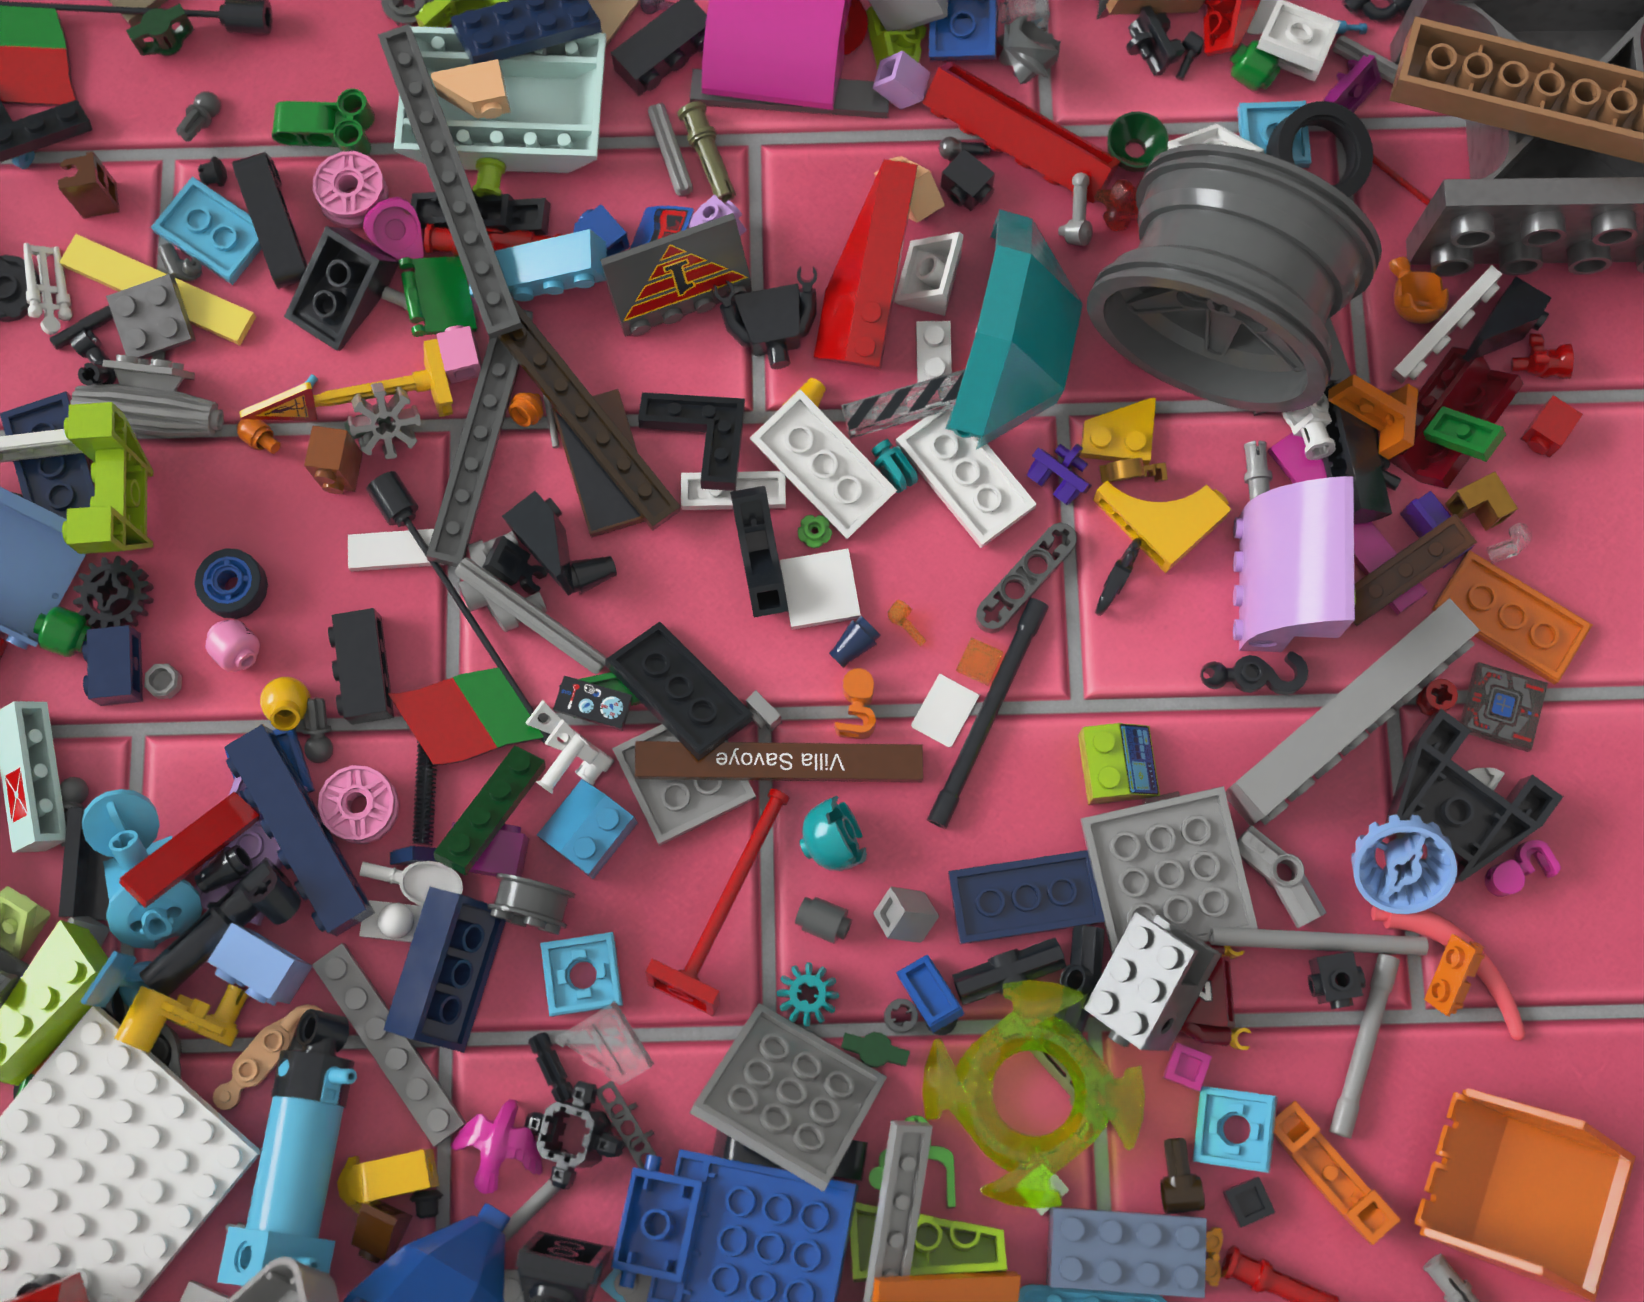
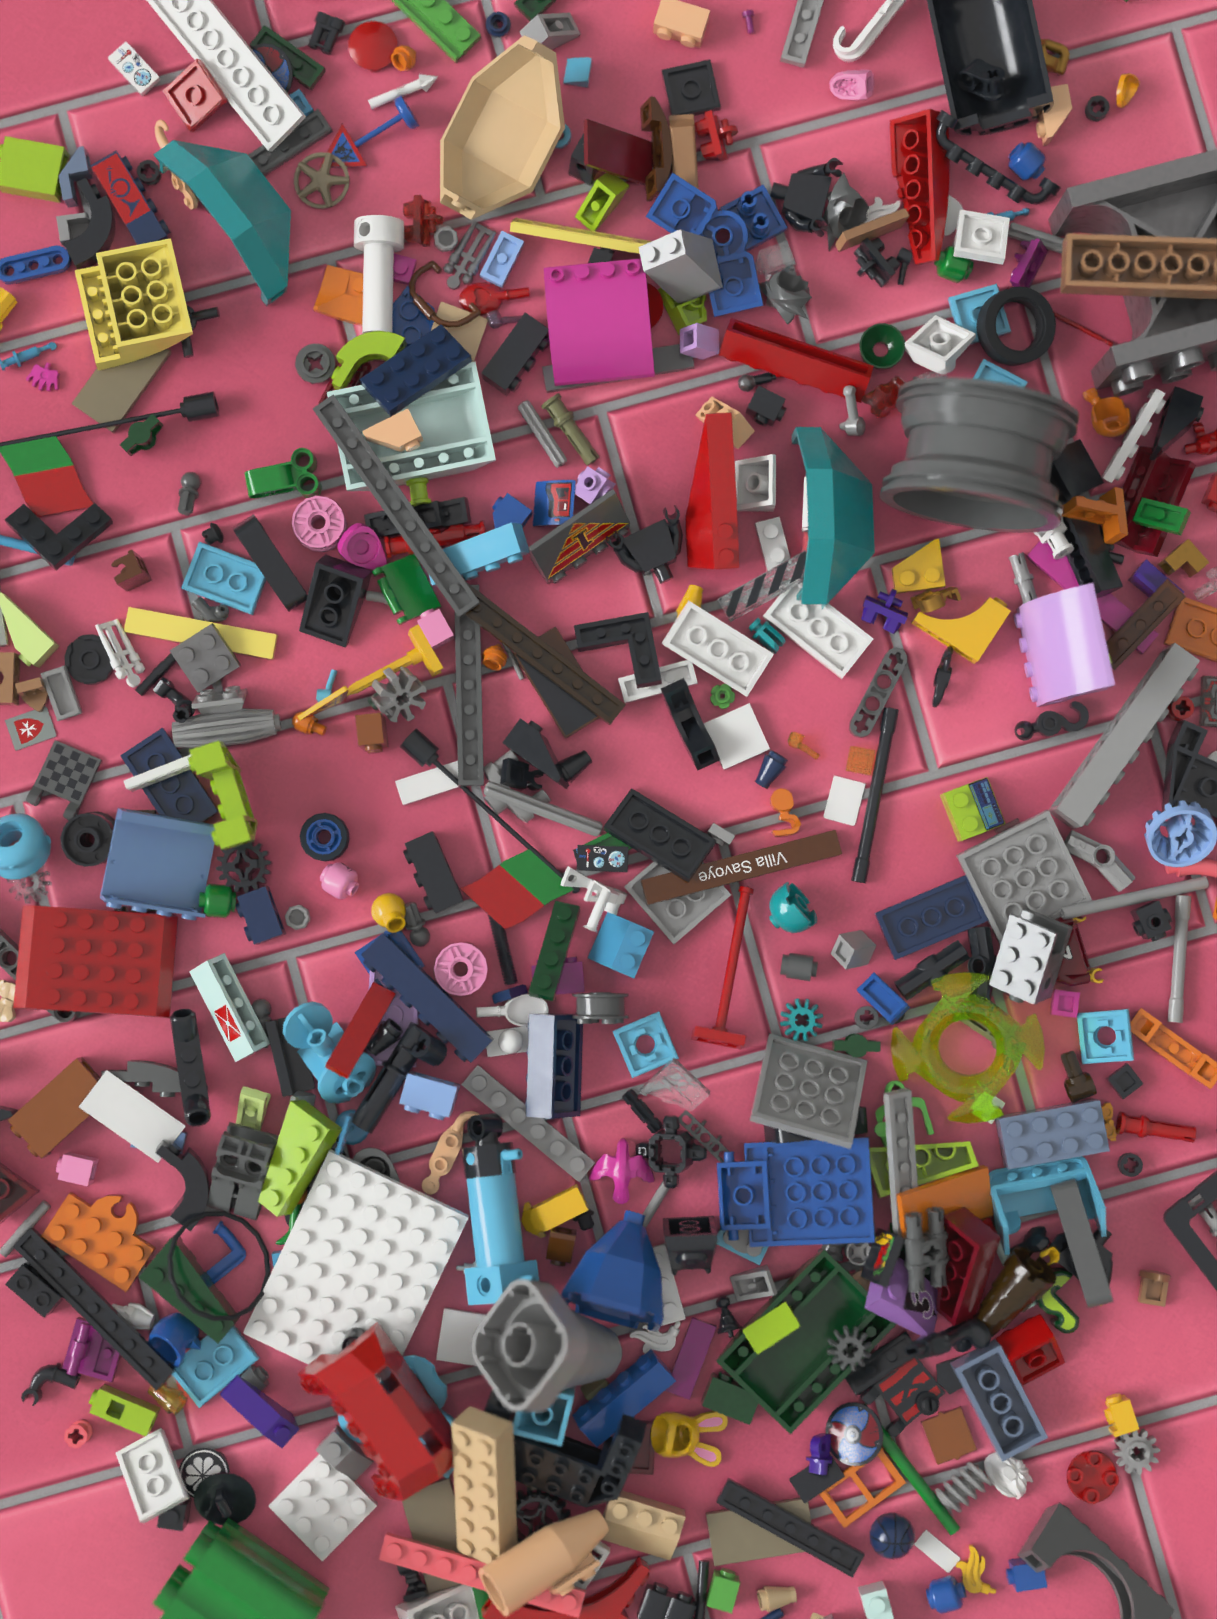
camera: 15 degrees left, 10 degrees up
(152, 1010) = (371, 1143): yellow piece -> none
(1358, 350) = (1075, 471): none -> black tile

